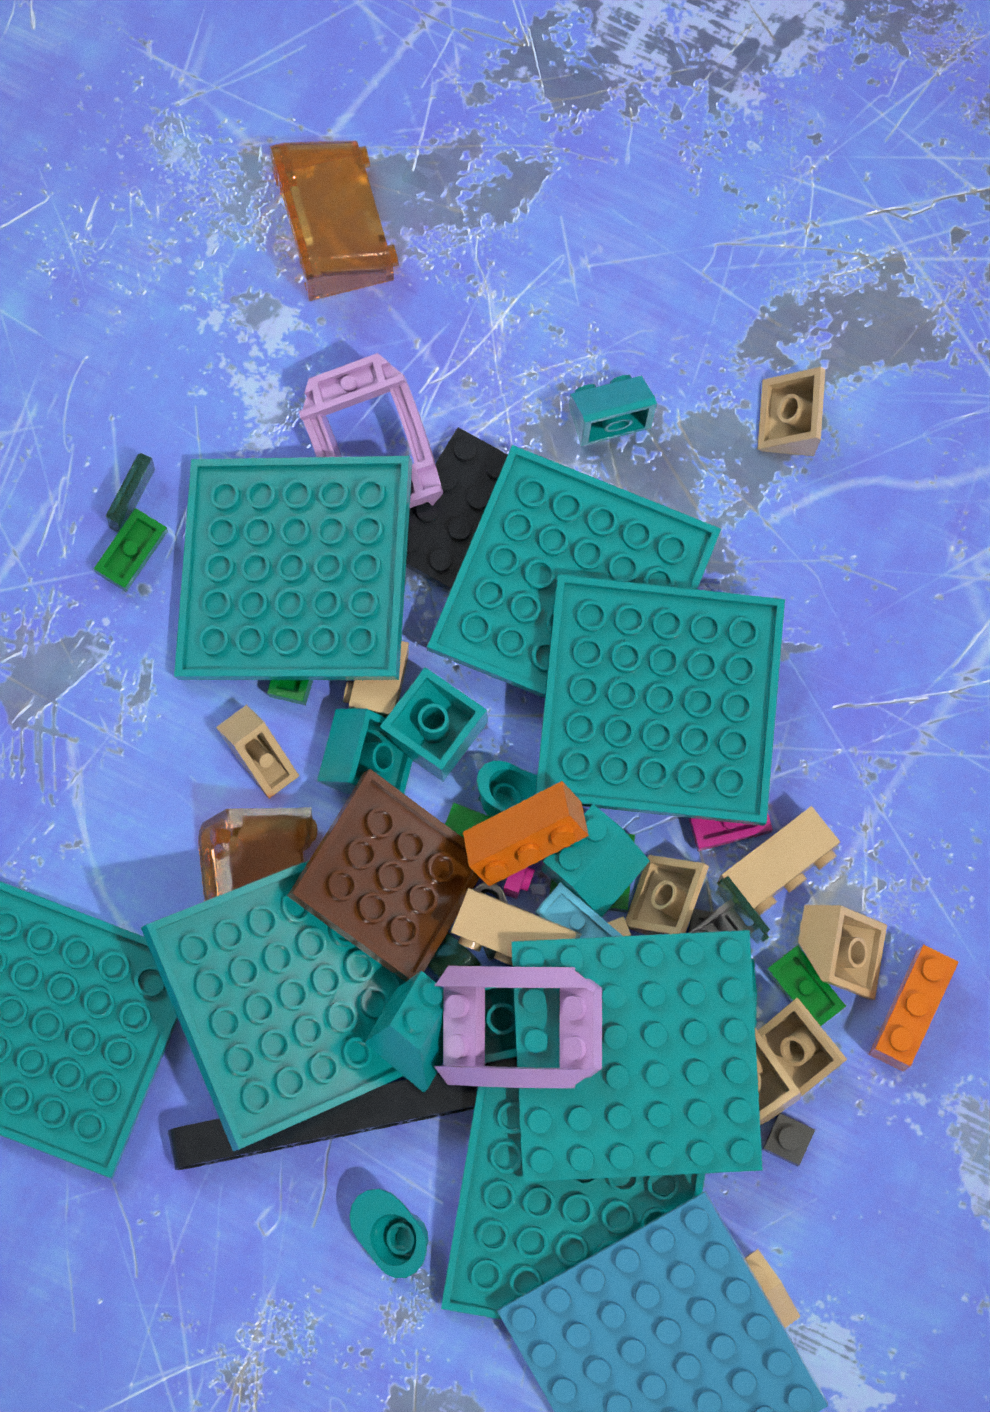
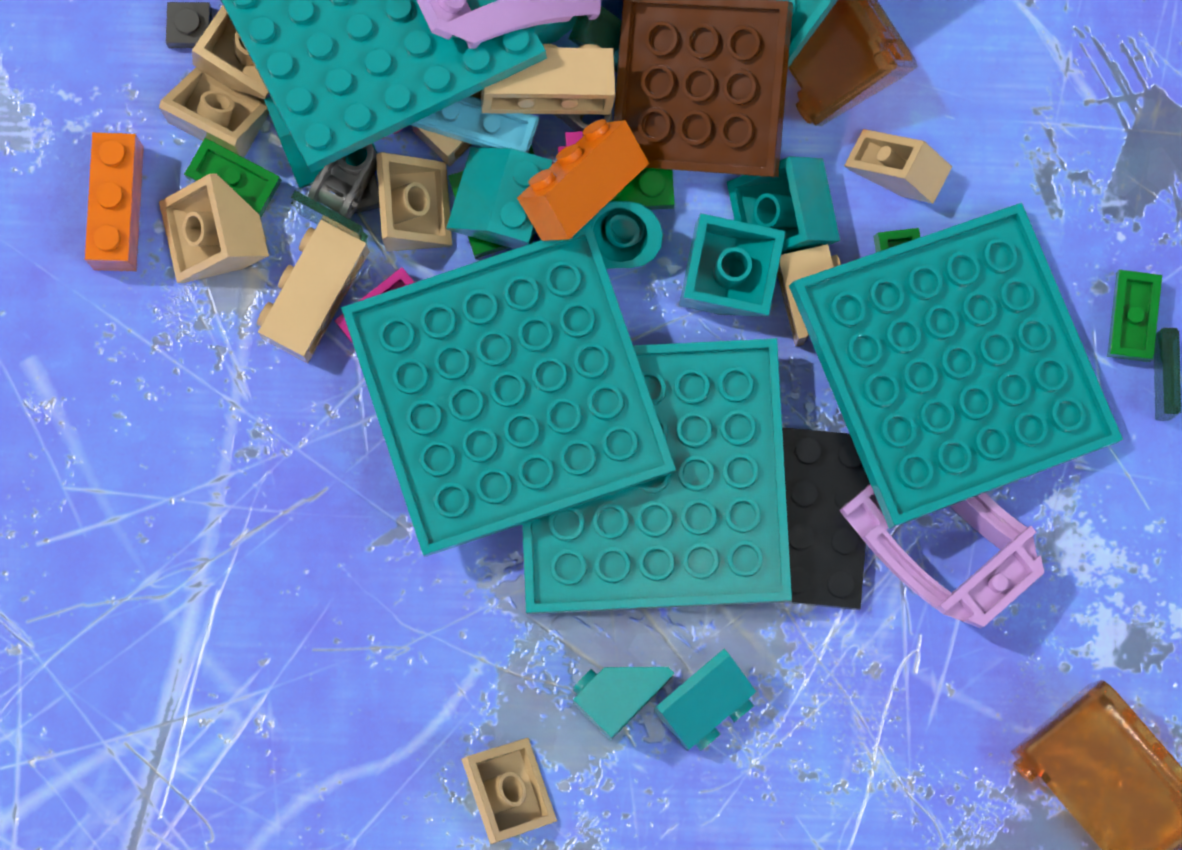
camera: 160 degrees right, 5 degrees up
(675, 437) = (618, 694): none -> teal slope

